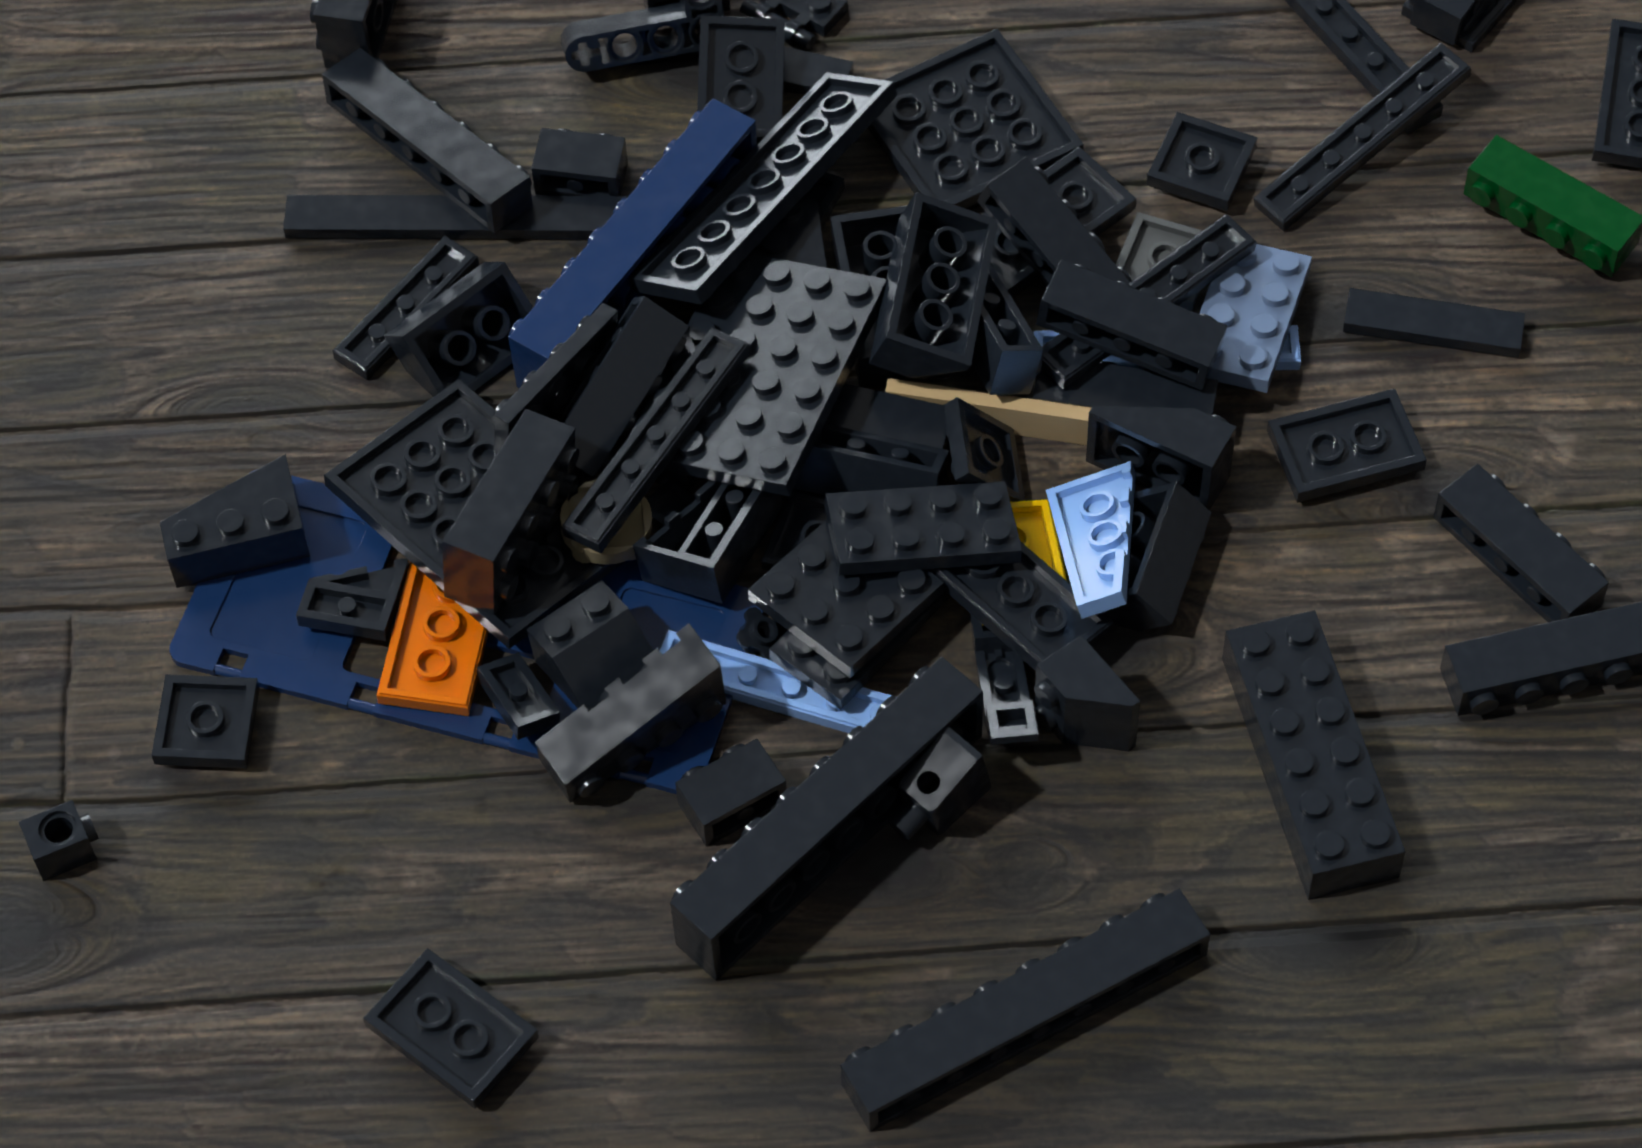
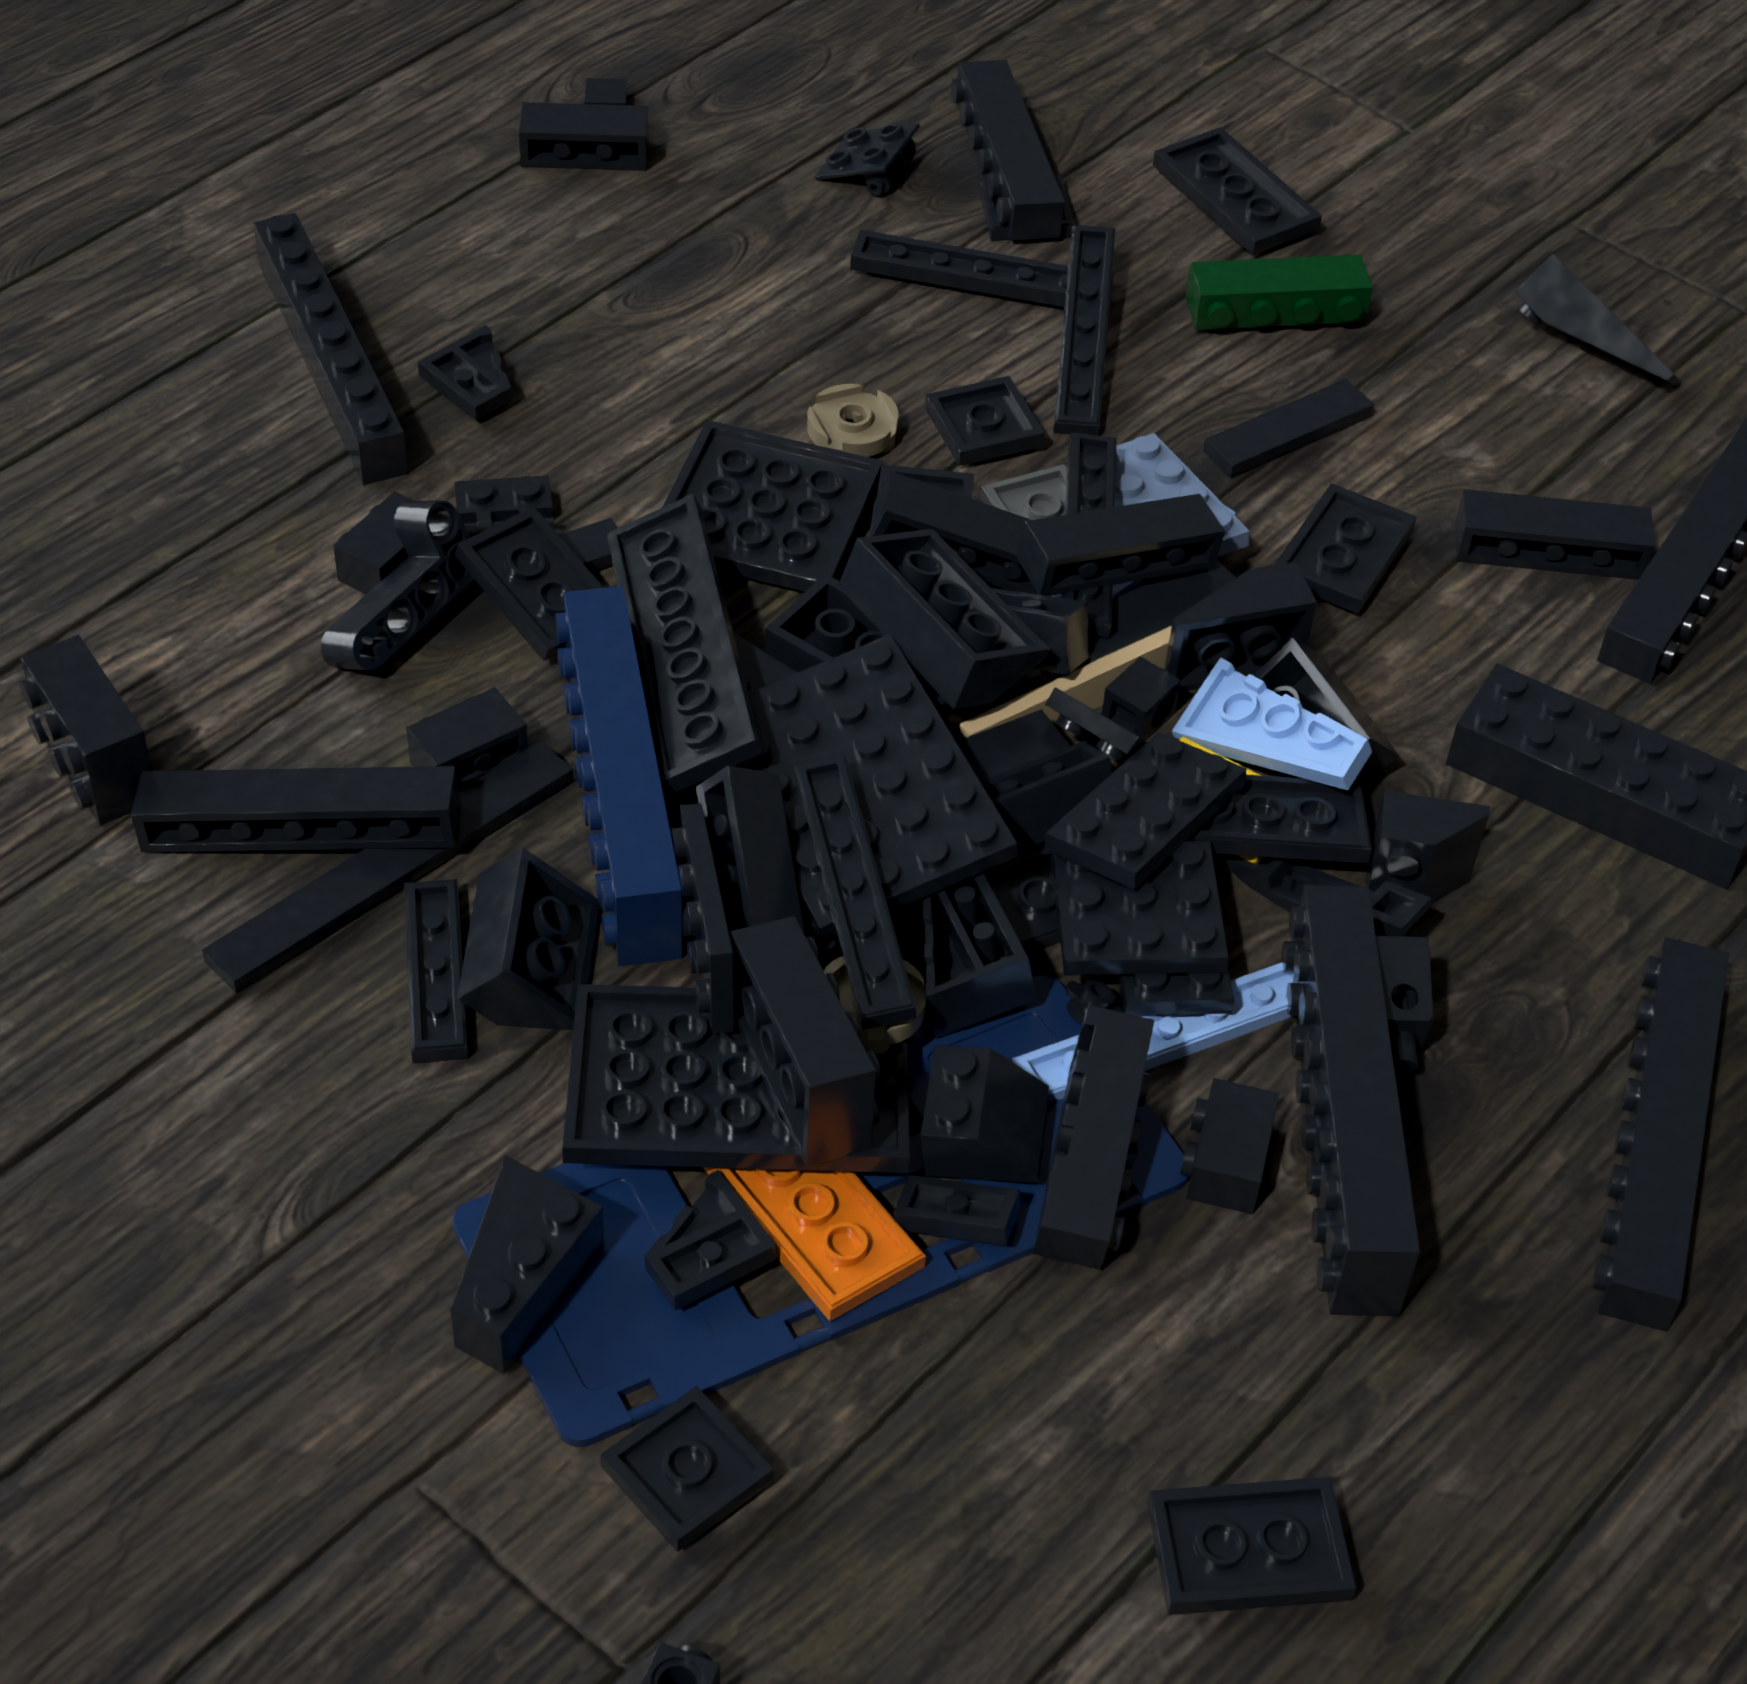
camera: 50 degrees left, 10 degrees down
(1048, 452) = (1141, 698): none -> black brick
(1106, 118) = (874, 419): none -> dark tan plate

